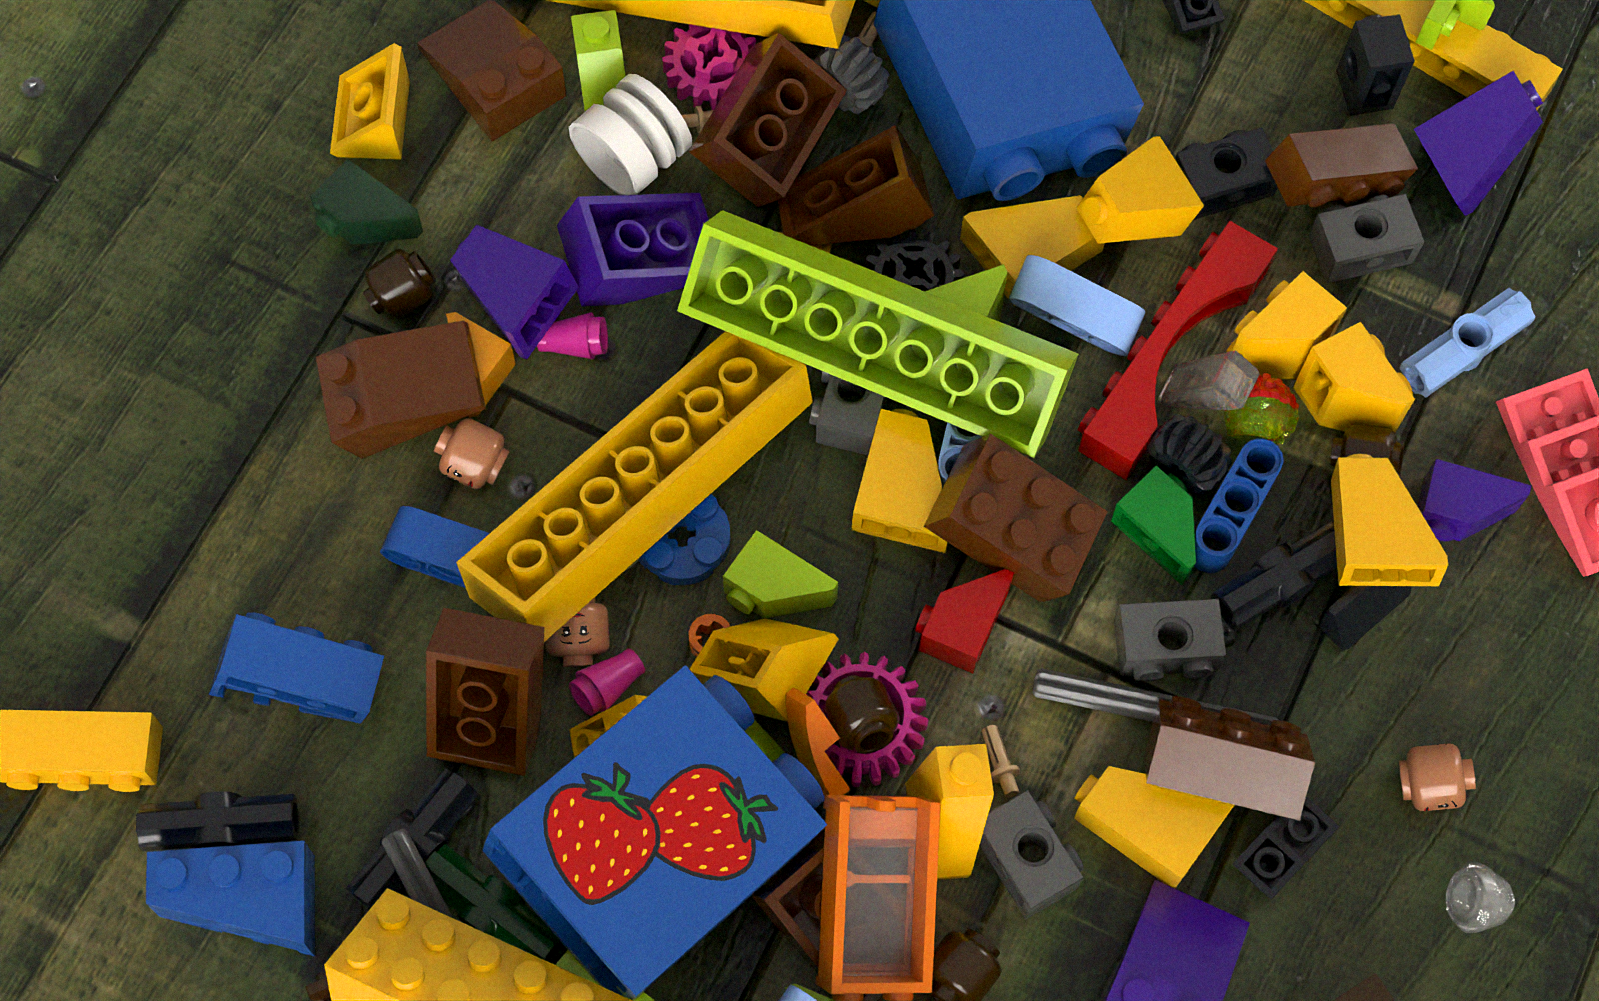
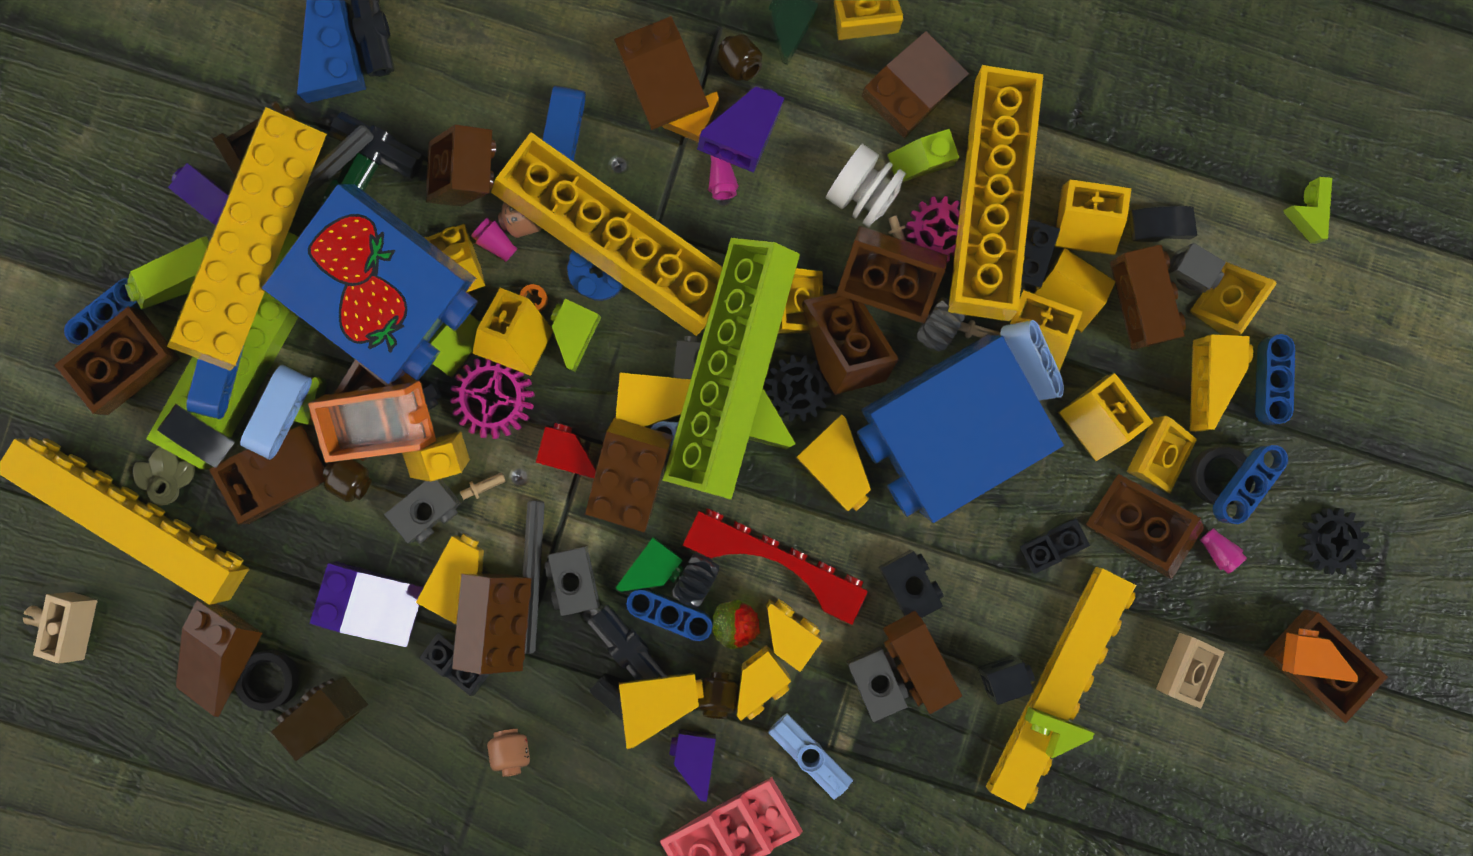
camera: 80 degrees right, 20 degrees up
(297, 668) = (467, 52): blue wedge -> none
(471, 453) = (628, 128): nougat head -> none
(631, 244) = (793, 205): dark purple slope -> none
(811, 736) = (459, 372): orange slope -> none
(861, 714) = (480, 396): dark brown head -> none
(1076, 305) = (788, 496): light blue beam -> none
(1140, 197) = (876, 529): yellow slope -> none
(1210, 383) = (747, 590): clear slope -> none
(1478, 898) = (435, 782): clear cone -> none
(1481, 137) = (959, 755): dark purple slope -> none

